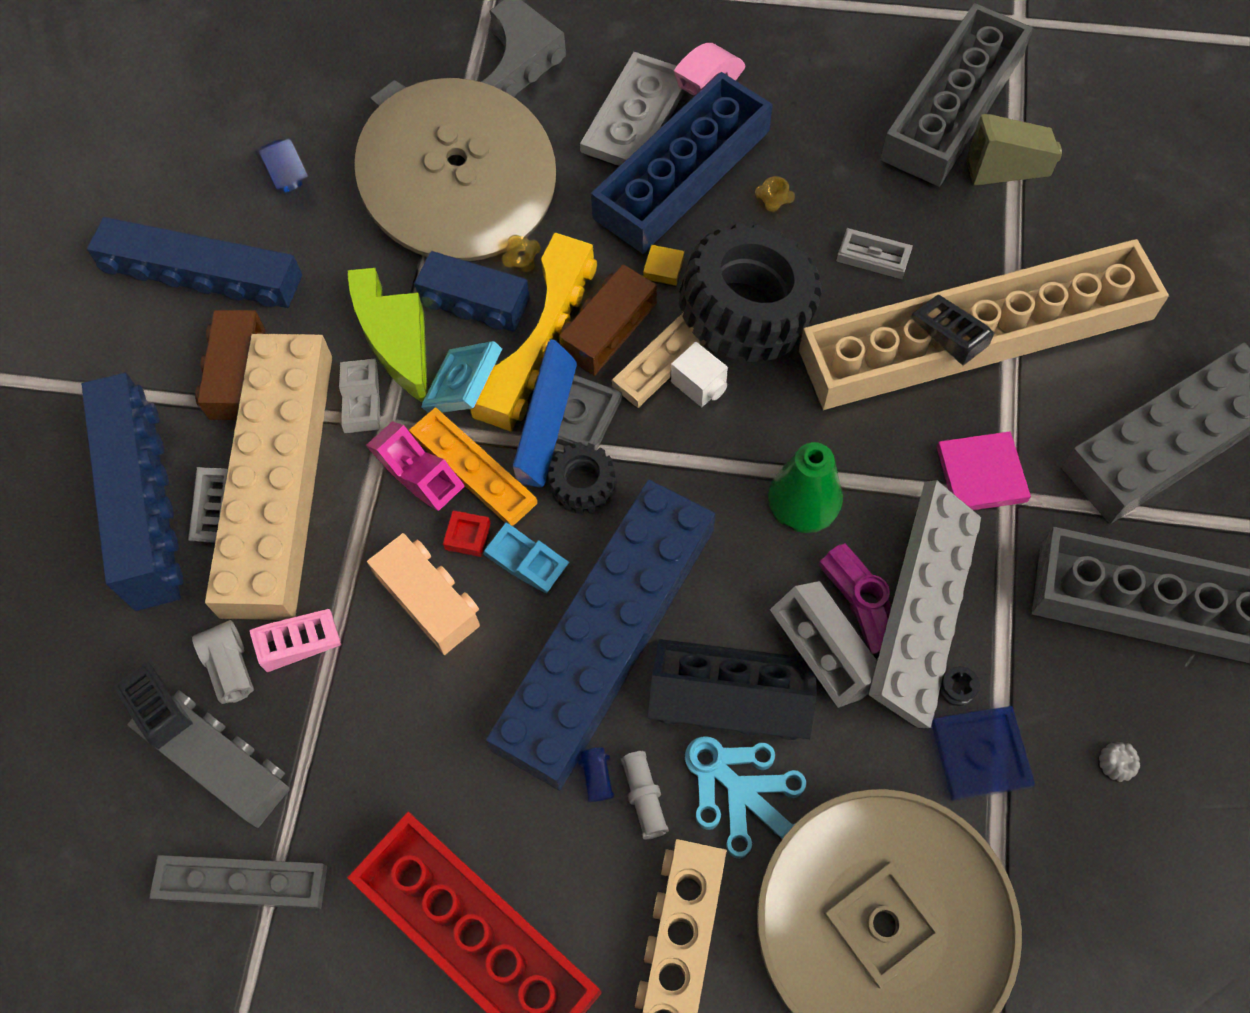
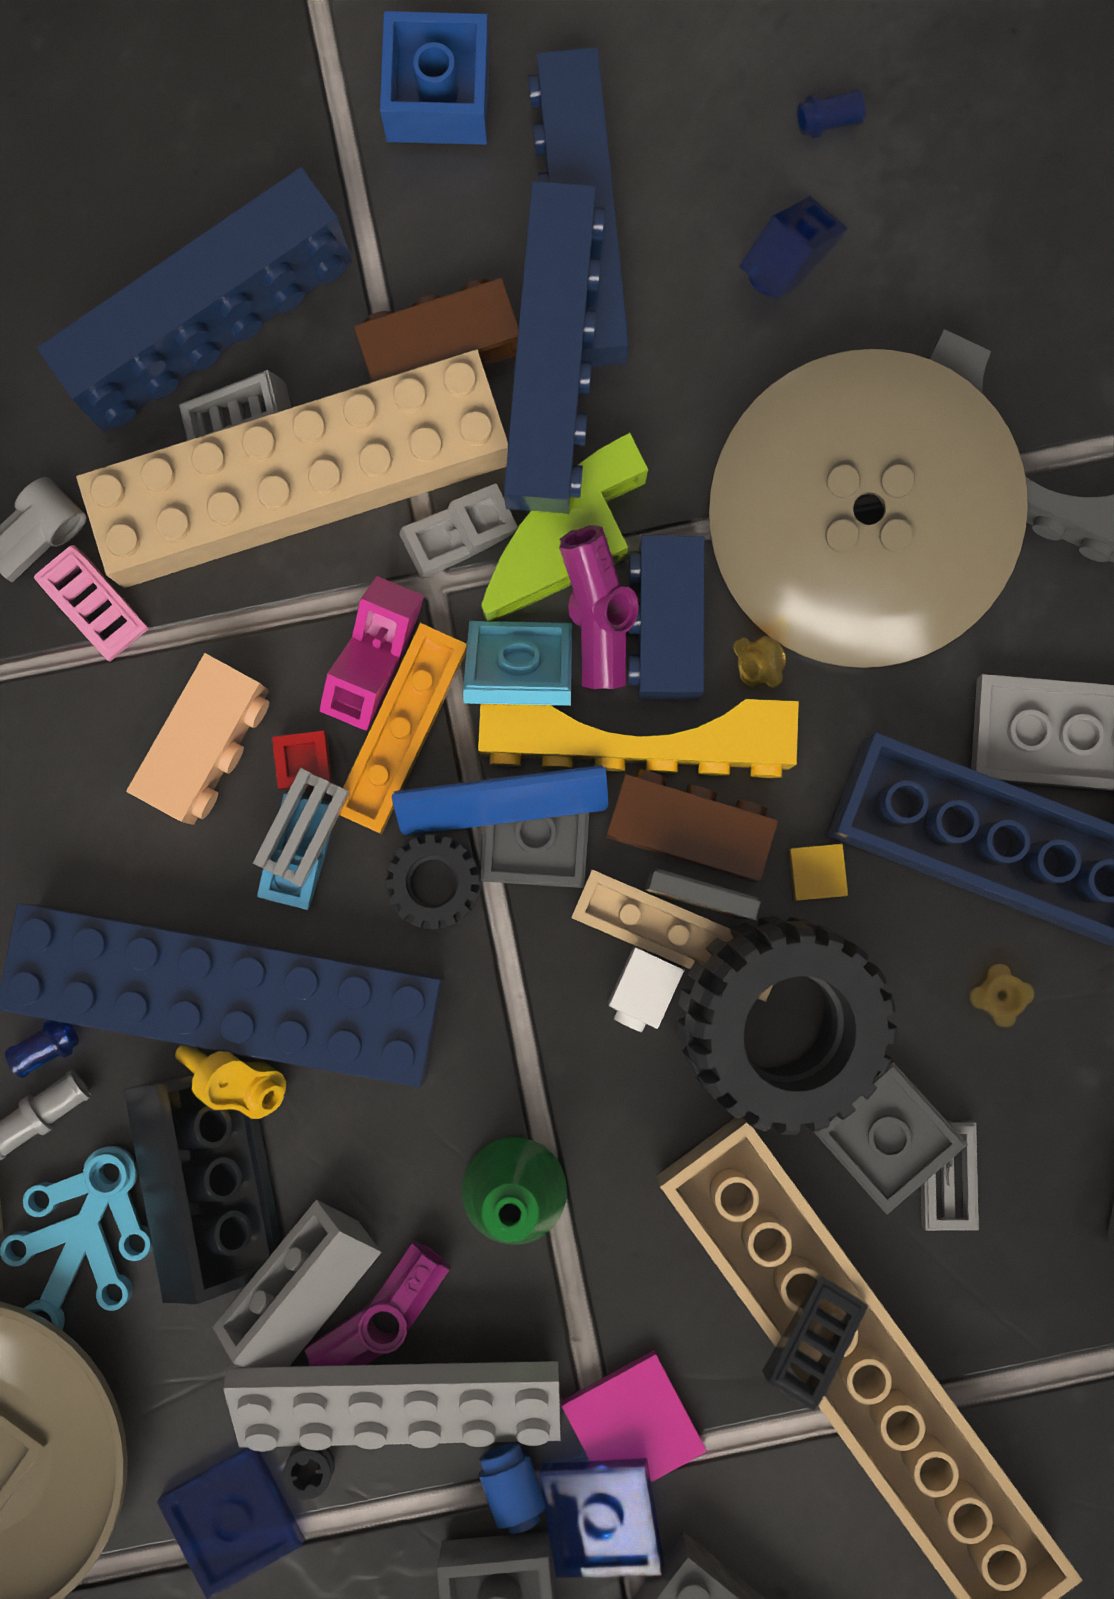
camera: 70 degrees right, 20 degrees up
(67, 311) = (435, 77): none -> blue brick
(209, 128) = (830, 112): none -> clear blue pin
(275, 288) = (551, 348): none -> dark blue brick
(445, 317) = (598, 606): none -> magenta piece
(492, 518) = (321, 786): none -> light grey tile
(652, 315) = (702, 895): none -> dark grey tile
(667, 635) = (230, 1083): none -> yellow piece
(845, 272) = (892, 1139): none -> dark grey tile
(1004, 553) = (511, 1487): none -> blue brick
(1036, 501) = (602, 1518): none -> clear blue tile

